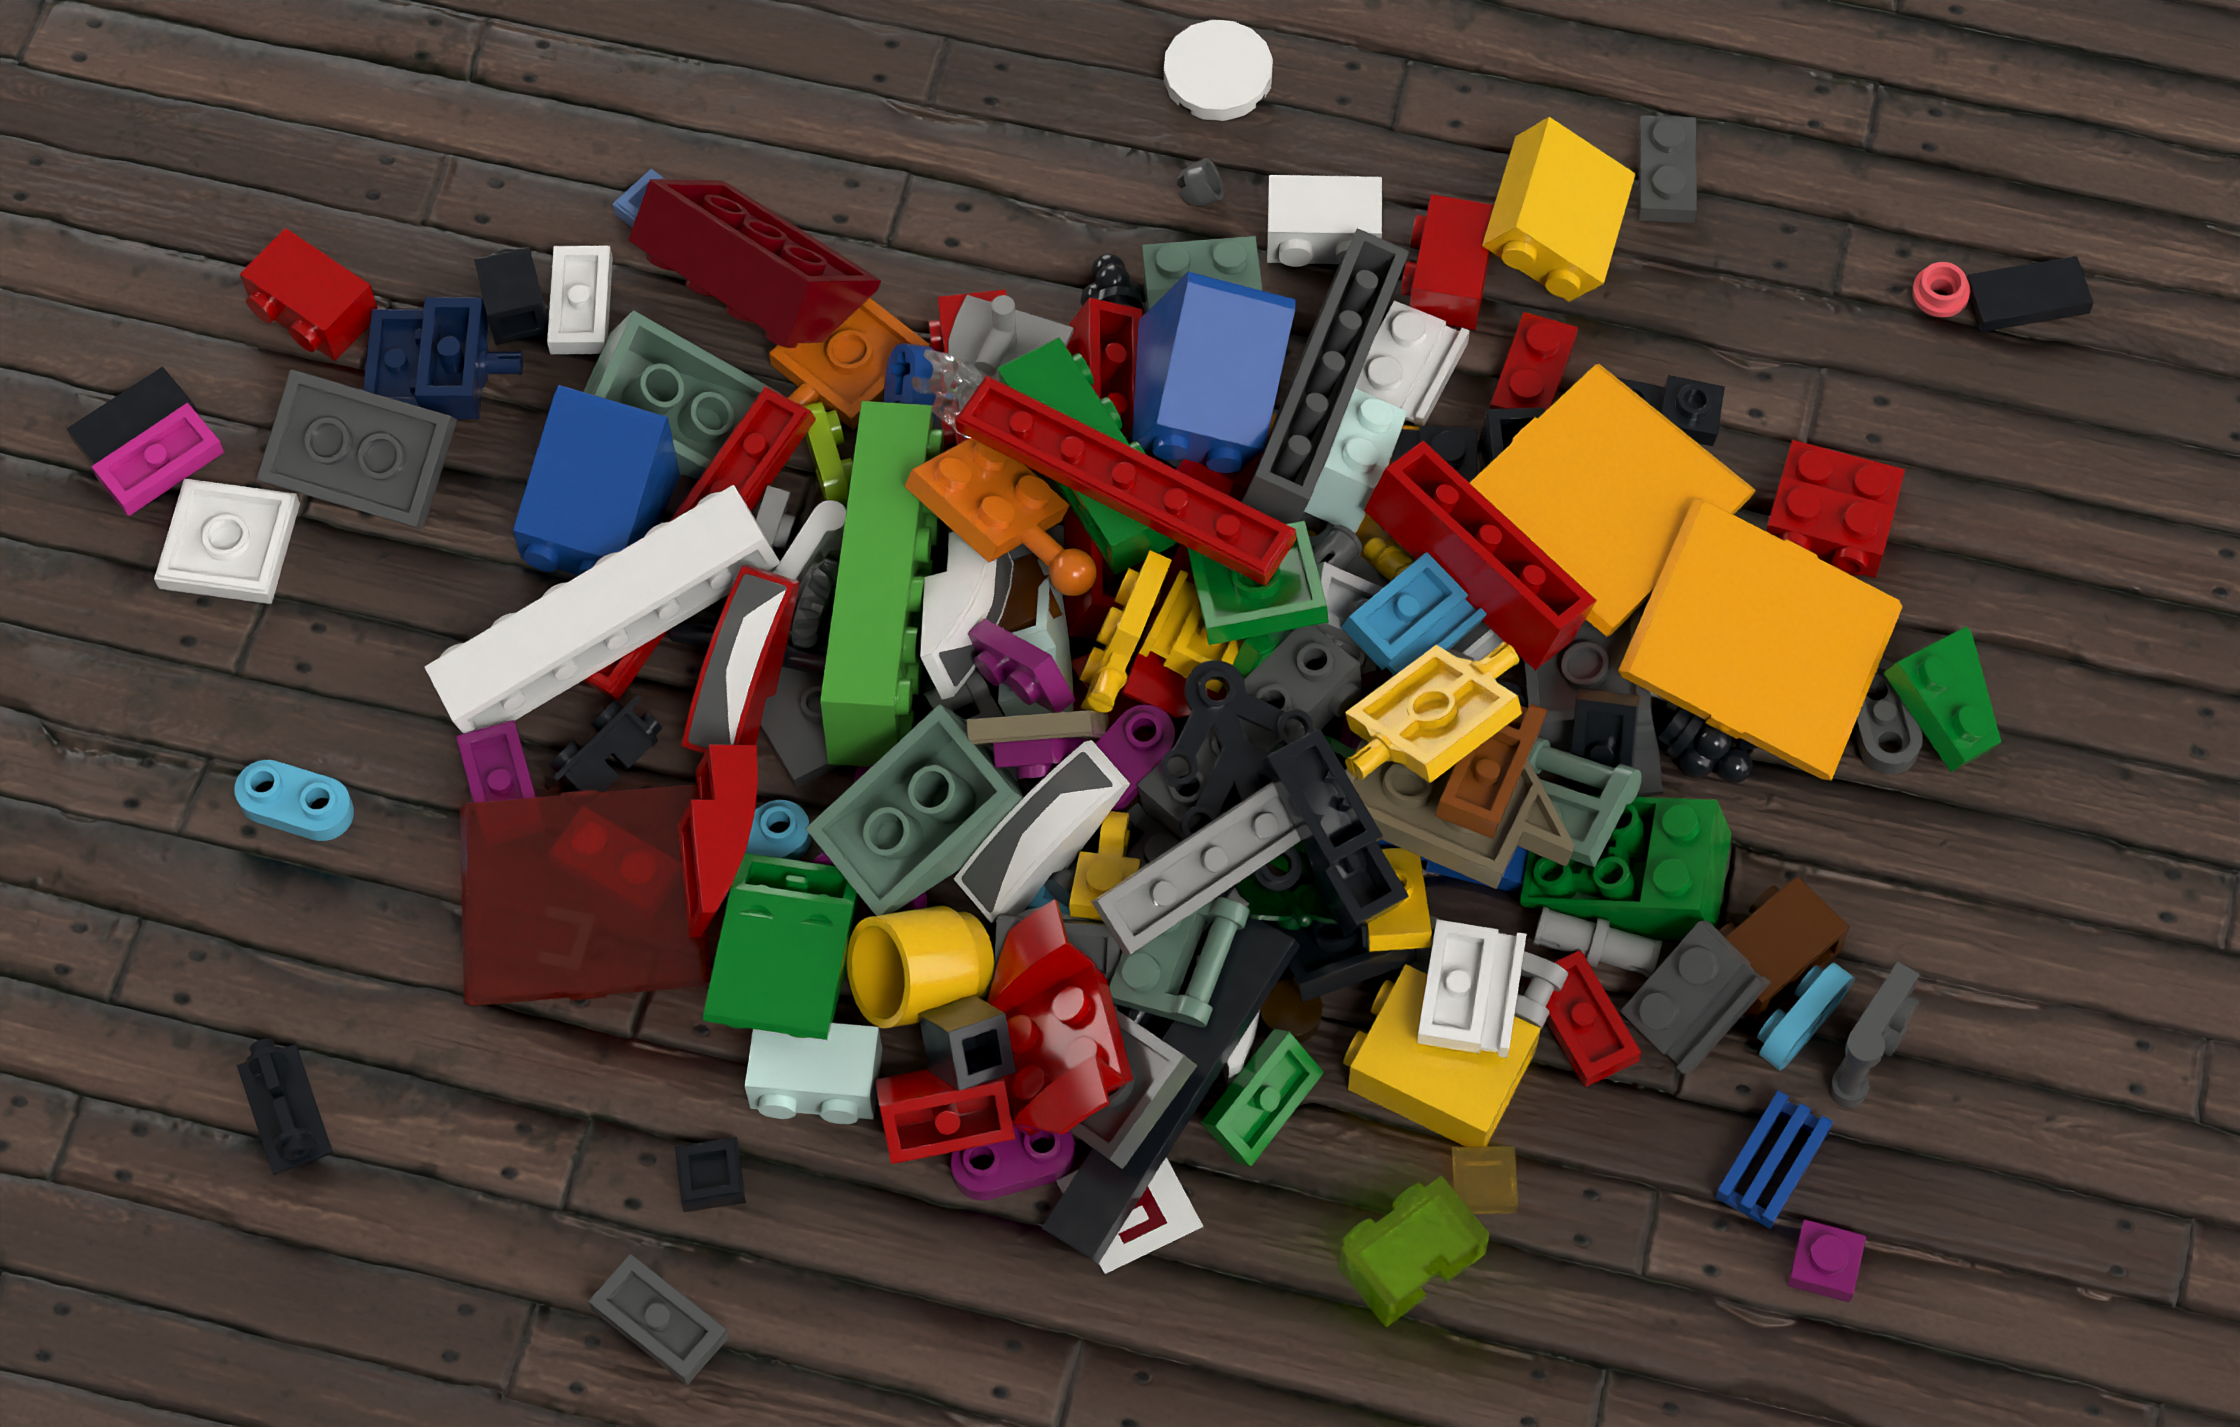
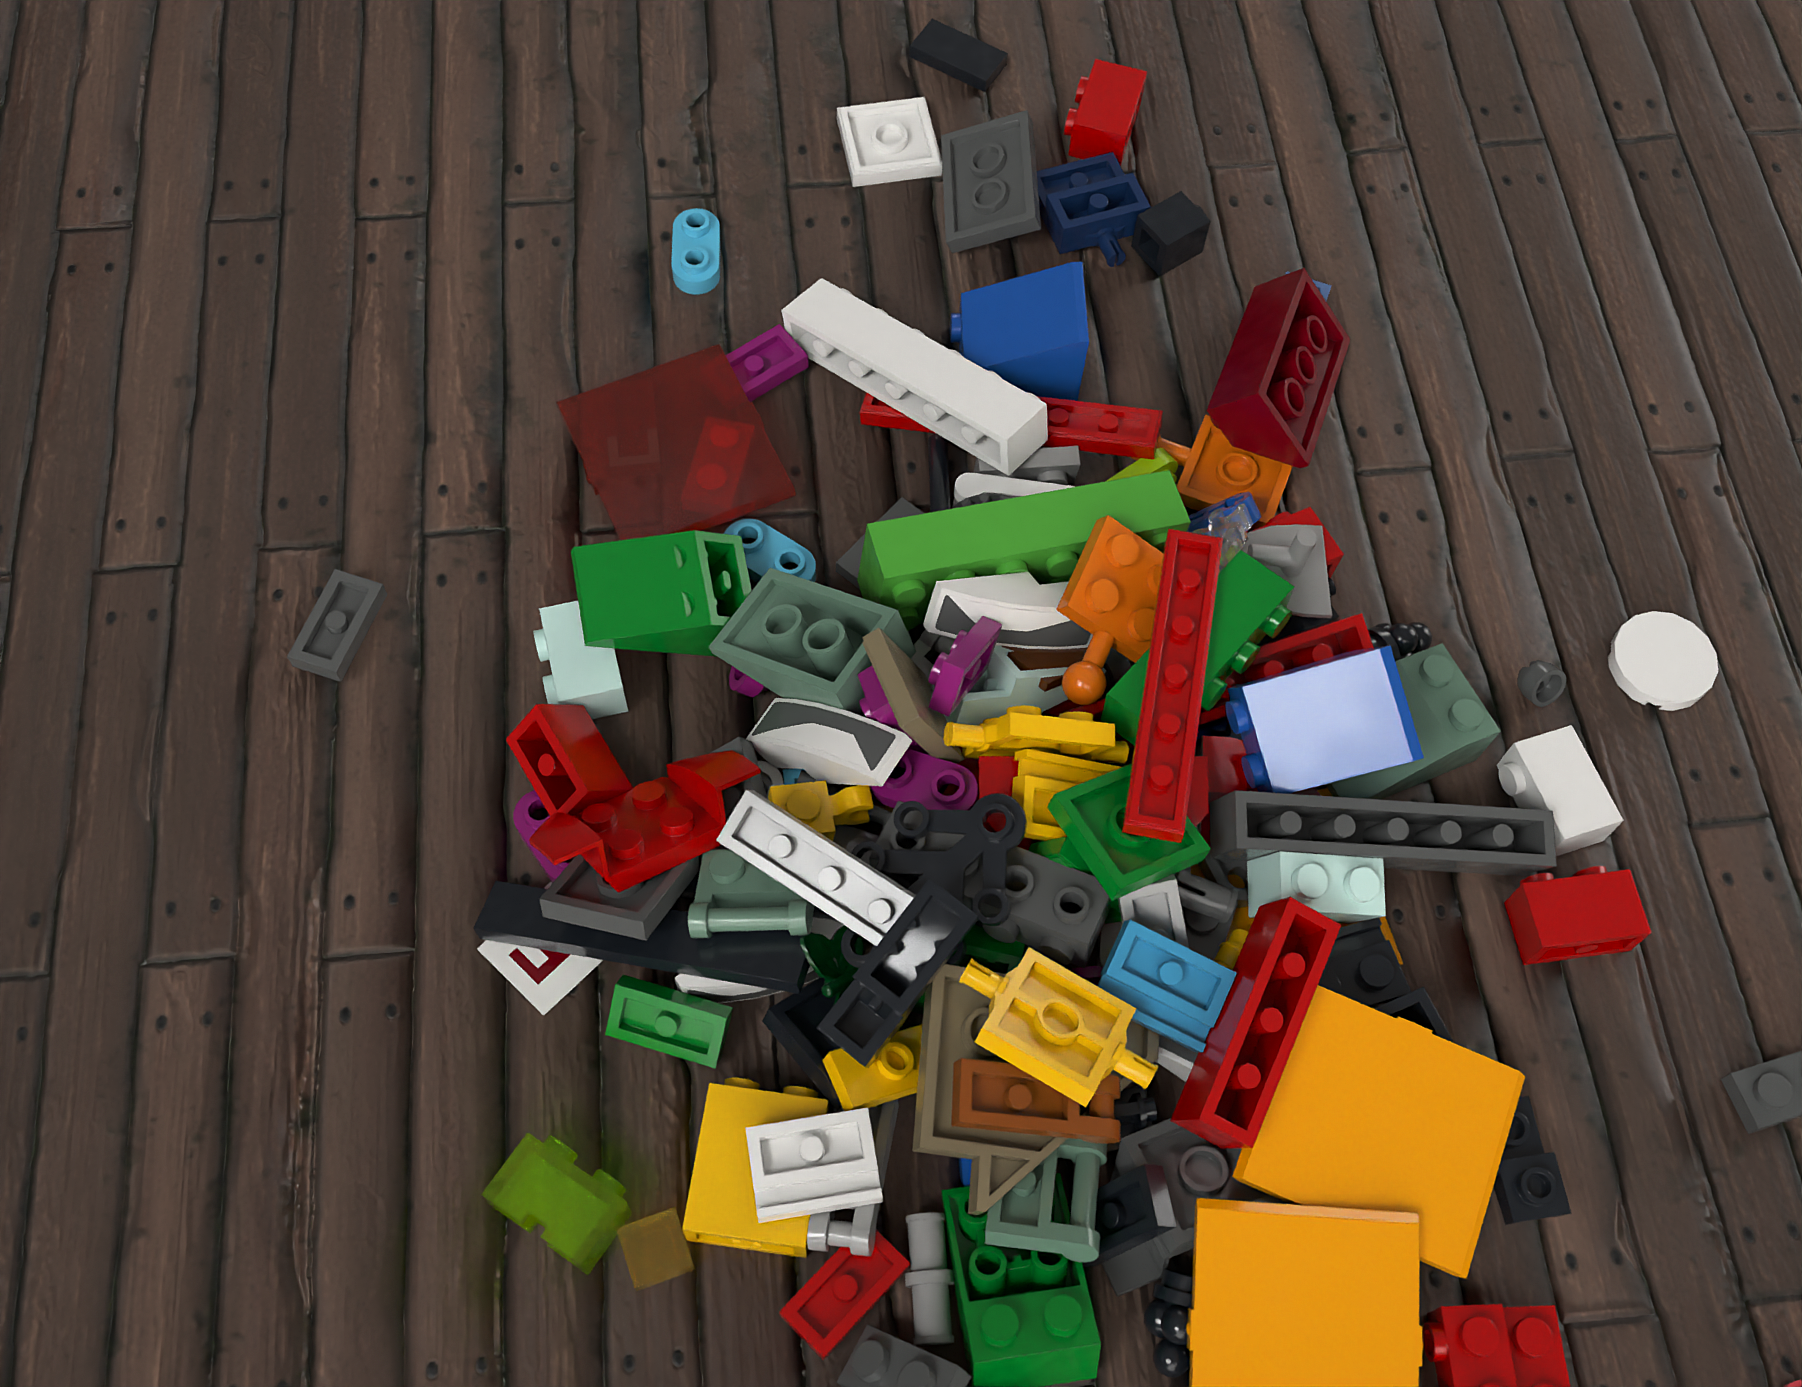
camera: 65 degrees right, 0 degrees up
(157, 459) = (932, 76): dark pink plate -> none
(283, 1106) = (447, 328): black hinge -> none
(579, 299) = (1191, 278): white plate -> none
(619, 735) = (826, 428): black hinge -> none
(675, 379) = (1135, 355): sand green slope -> none
(710, 1174) = (477, 622): black tile -> none
(716, 829) = (751, 511): red slope -> none
(742, 661) = (906, 481): slope -> none
(917, 963) = (687, 699): yellow piece -> none
(967, 1042) = (618, 752): black brick -> none
(1288, 1013) = (750, 1024): dark brown tile -> none
(1411, 361) = (1453, 915): white plate -> none
(1534, 363) = (1508, 1028): red plate -> none
(1559, 210) = (1678, 991): yellow brick -> none

